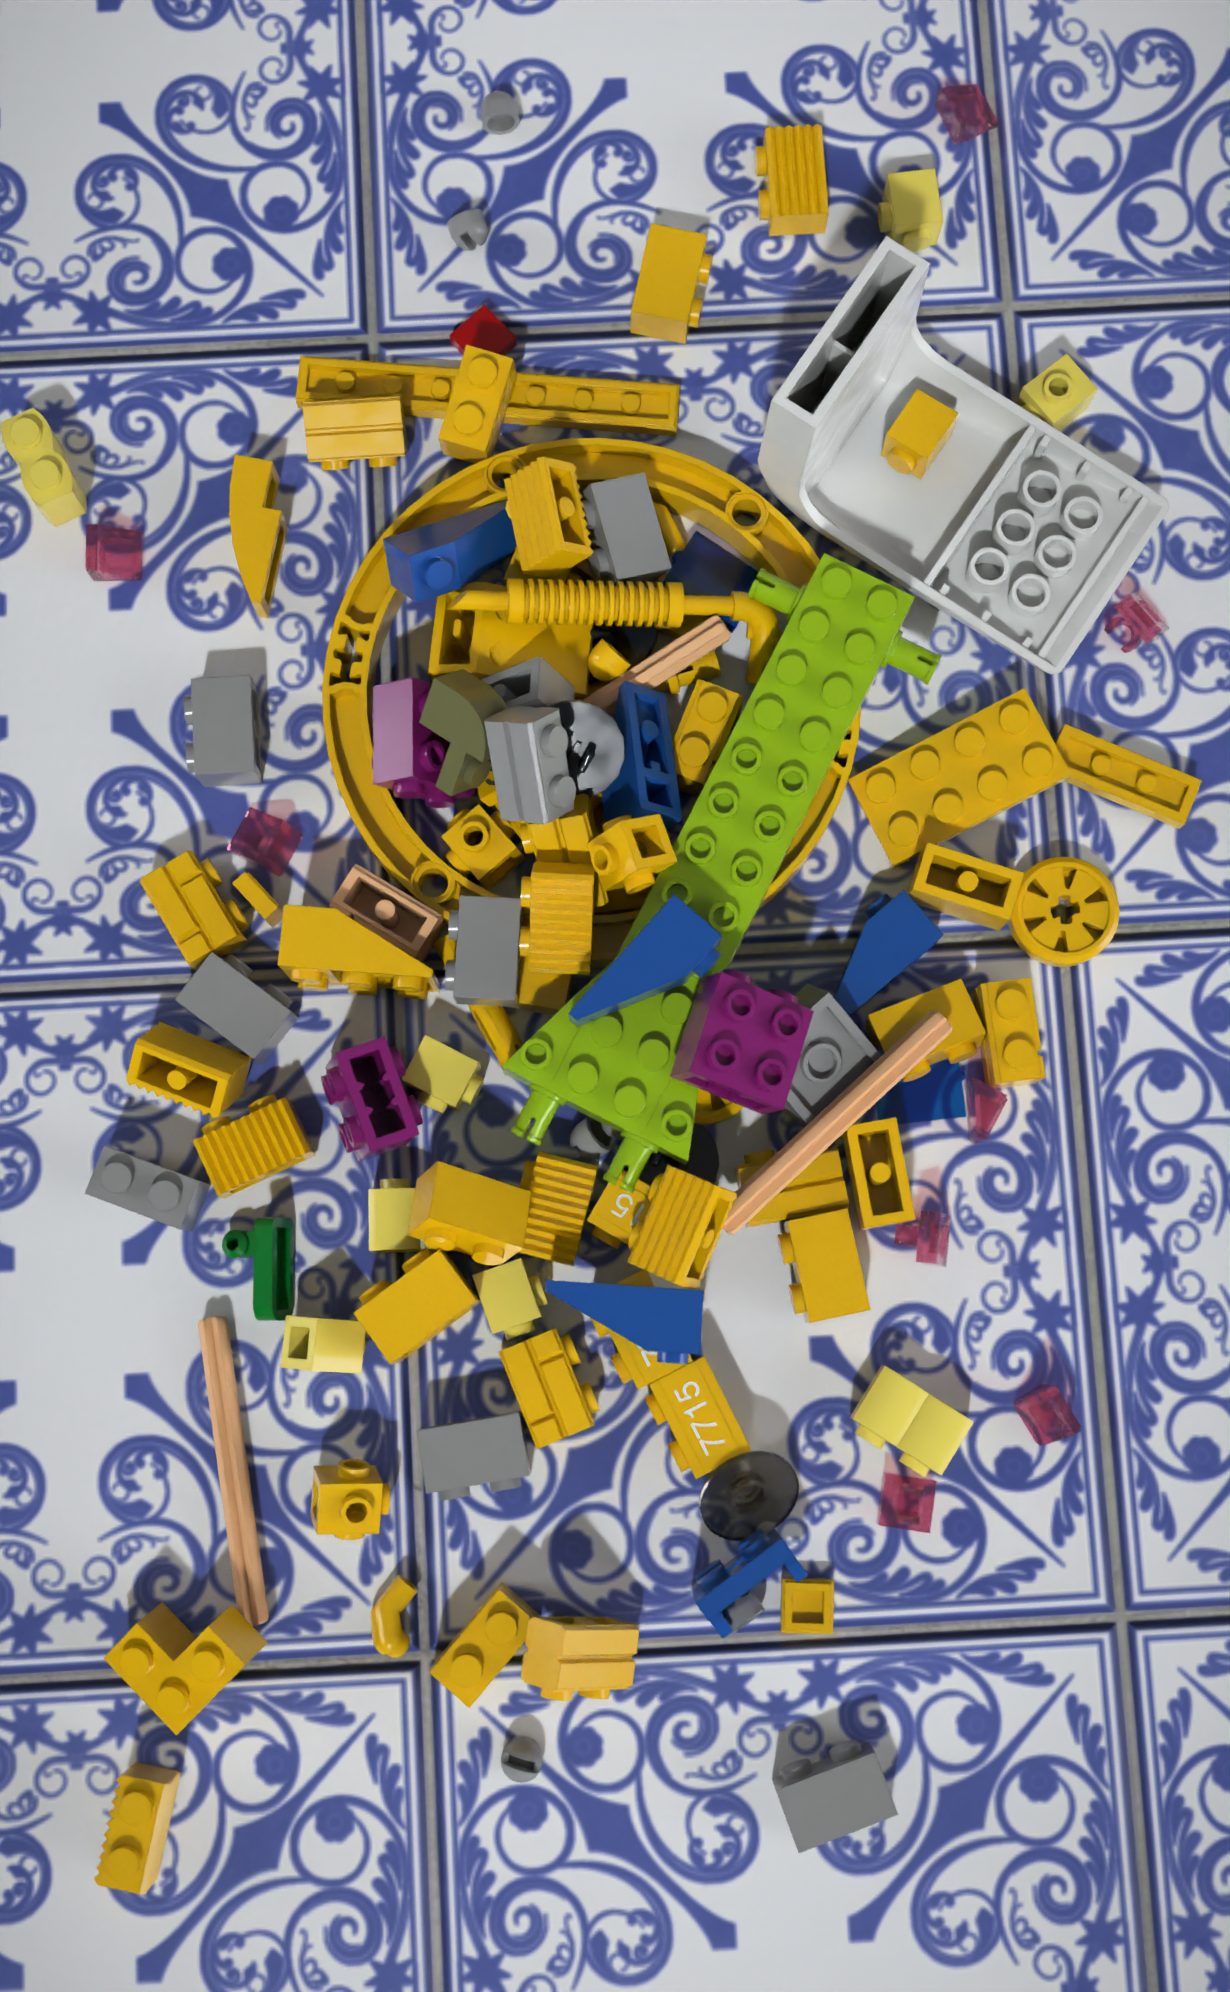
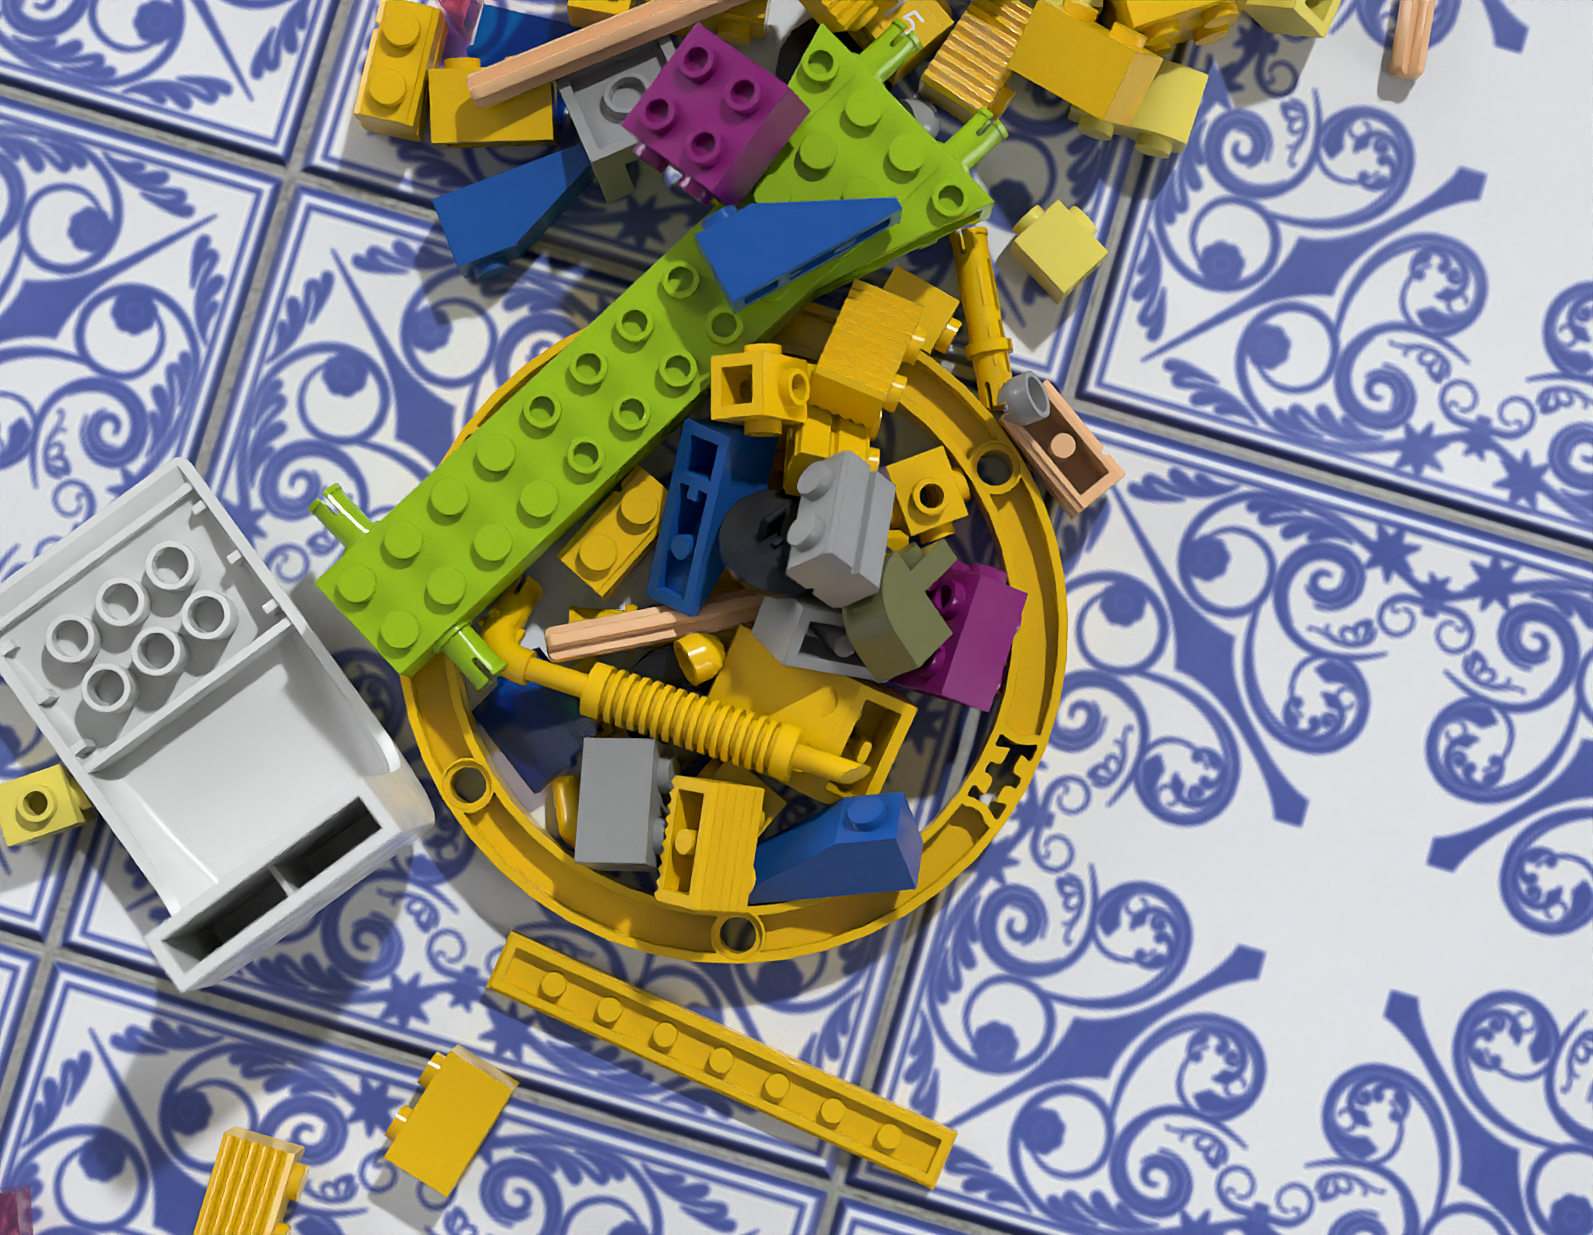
camera: 155 degrees left, 5 degrees up
(43, 467) = (1290, 1165): light yellow brick -> none
(113, 553) = (1238, 1016): clear pink slope -> none
(147, 1189) = (1434, 236): light grey brick -> none
(188, 1069) = (1347, 351): yellow brick -> none
(194, 909) = (1278, 540): yellow brick -> none
(224, 731) = (1178, 743): light grey brick -> none
(238, 1007) = (1265, 409): light grey brick -> none
(253, 1146) = (1298, 244): yellow brick -> none
(257, 528) = (1062, 977): yellow slope -> none
(259, 898) = (1201, 527): yellow tile -> none
(265, 841) = (1171, 600): clear pink slope -> none
(273, 1264) = (1320, 100): green piece -> none
(330, 948) = (1137, 424): yellow slope -> none
(355, 429) = (899, 1063): yellow brick -> none
(371, 1099) = (1149, 216): magenta brick -> none
(425, 928) = (1025, 399): none -> light grey hinge
(477, 405) = (742, 1032): yellow brick -> none
(484, 332) = (702, 1133): red tile -> none
(486, 951) = (962, 352): light grey brick -> none
(911, 209) = (119, 1108): light yellow brick -> none
(918, 434) = (225, 812): yellow brick -> none
(959, 777) = (339, 383): yellow plate -> none
(964, 886) = (386, 249): yellow brick -> none
(1085, 932) = (264, 160): yellow wheel -> none
(1127, 777) = (151, 321): yellow plate -> none
(1140, 619) = (52, 497): clear pink tile -> none

